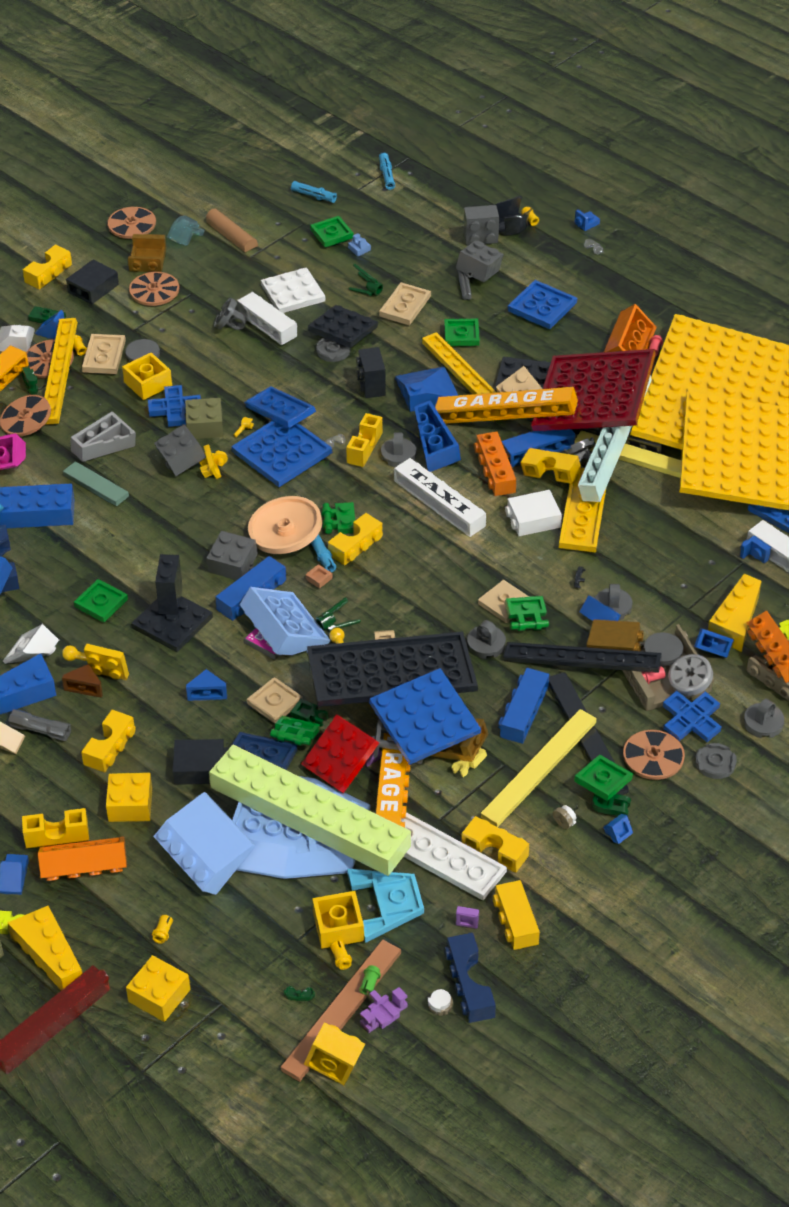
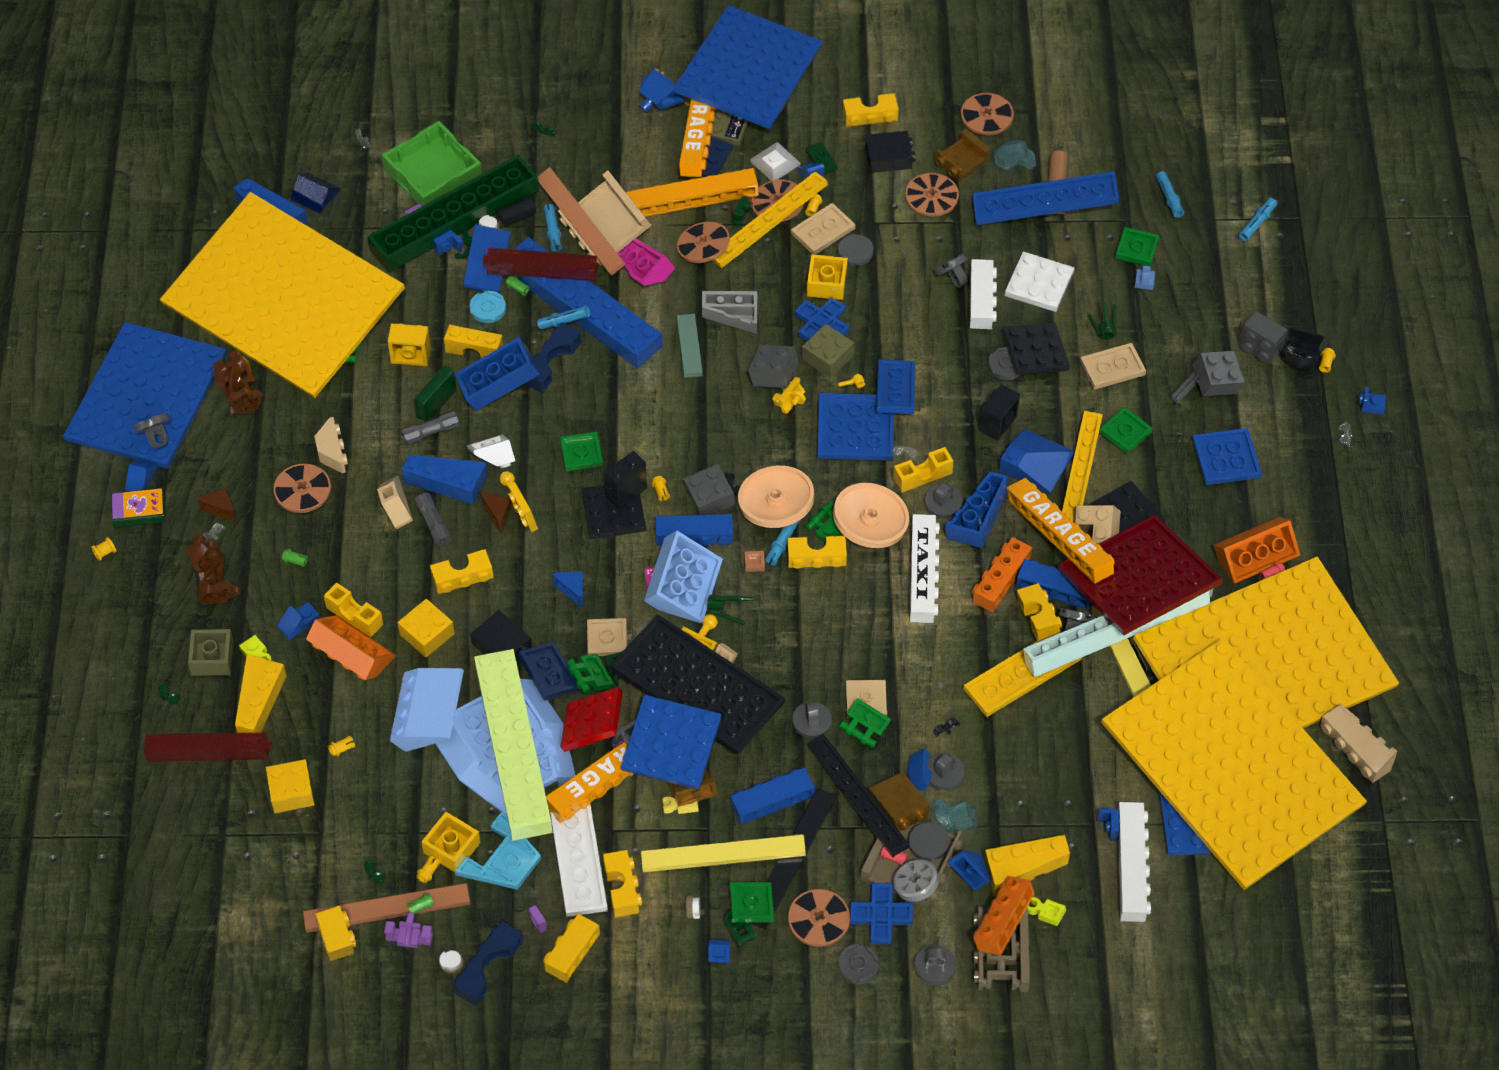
camera: 45 degrees right, 10 degrees up
(191, 581) = (660, 487): none -> yellow pin
(239, 238) = (1045, 198): none -> blue plate
(365, 489) = (871, 515): none -> light nougat dish
(533, 513) = (977, 642): white brick -> none
(660, 620) = (956, 817): none -> clear light blue brick

